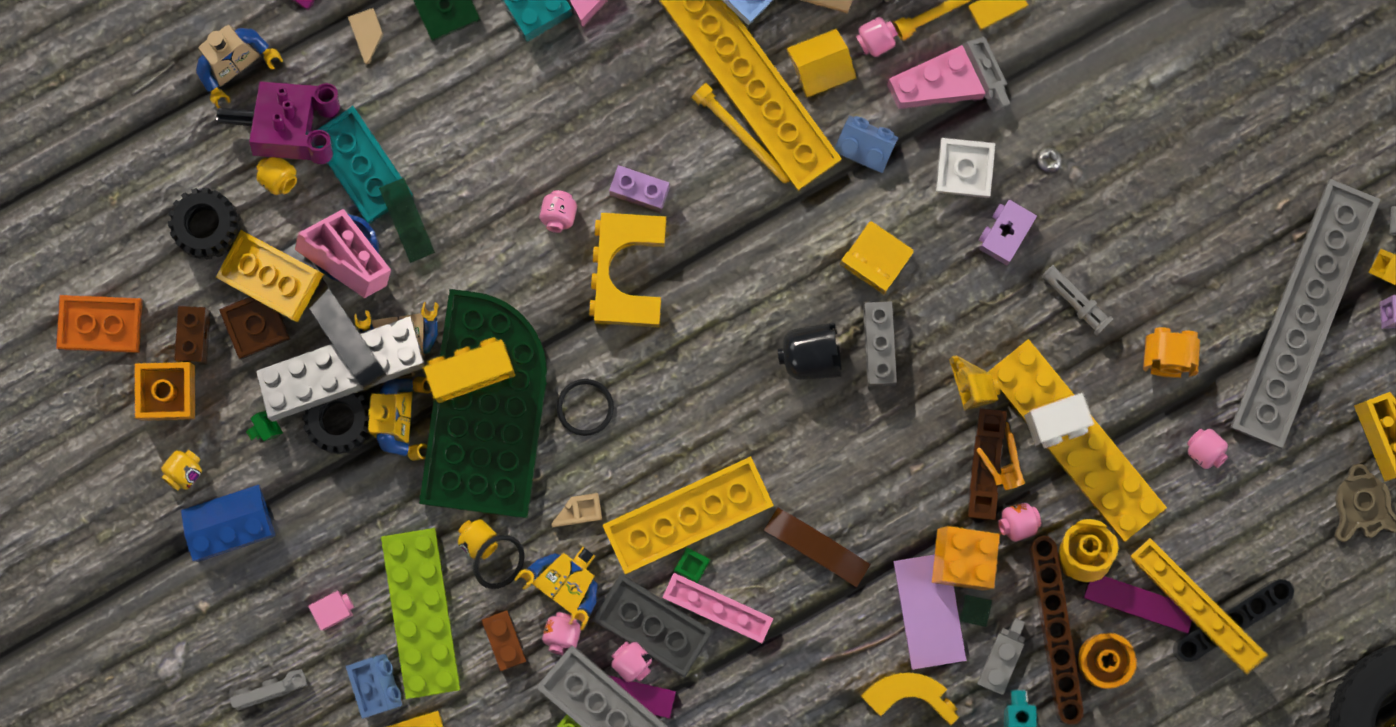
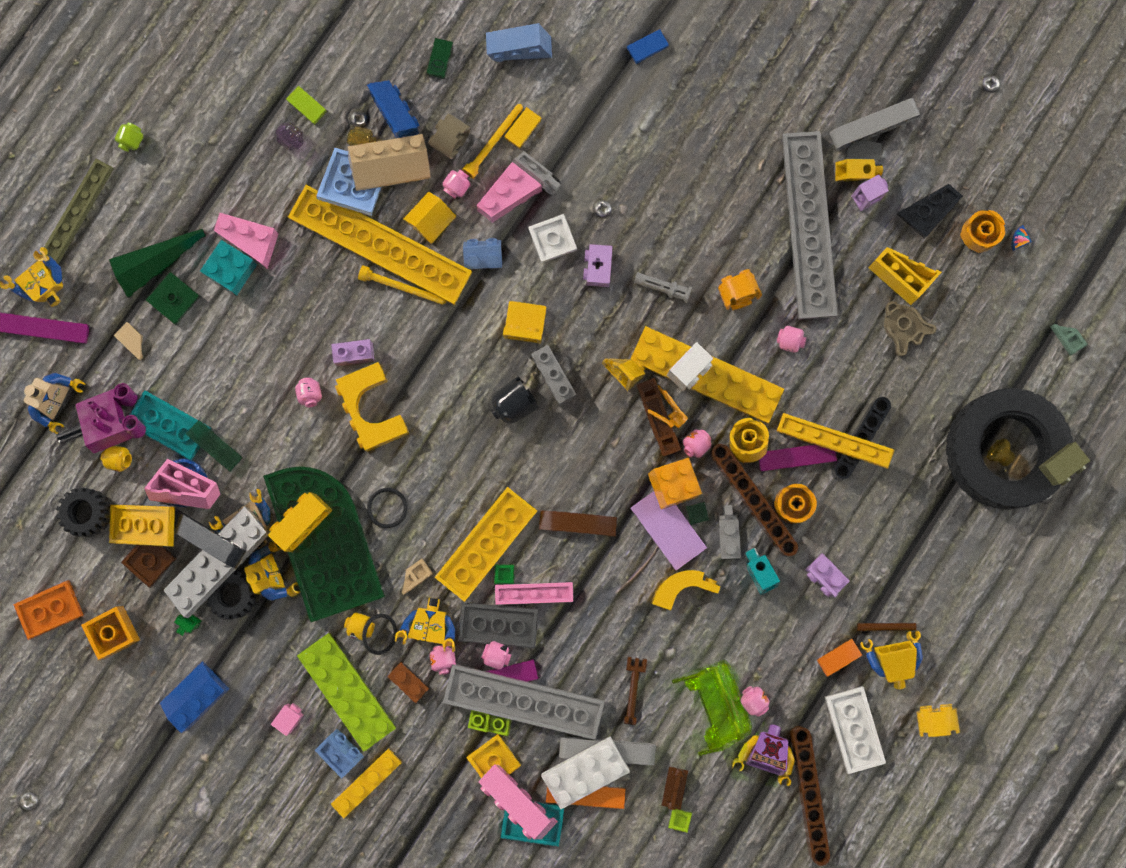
camera: 25 degrees left, 0 degrees up
(181, 469) = (146, 677): yellow head -> none
(192, 335) = (111, 587): reddish brown brick -> none
(271, 689) = (273, 791): light grey hinge -> none

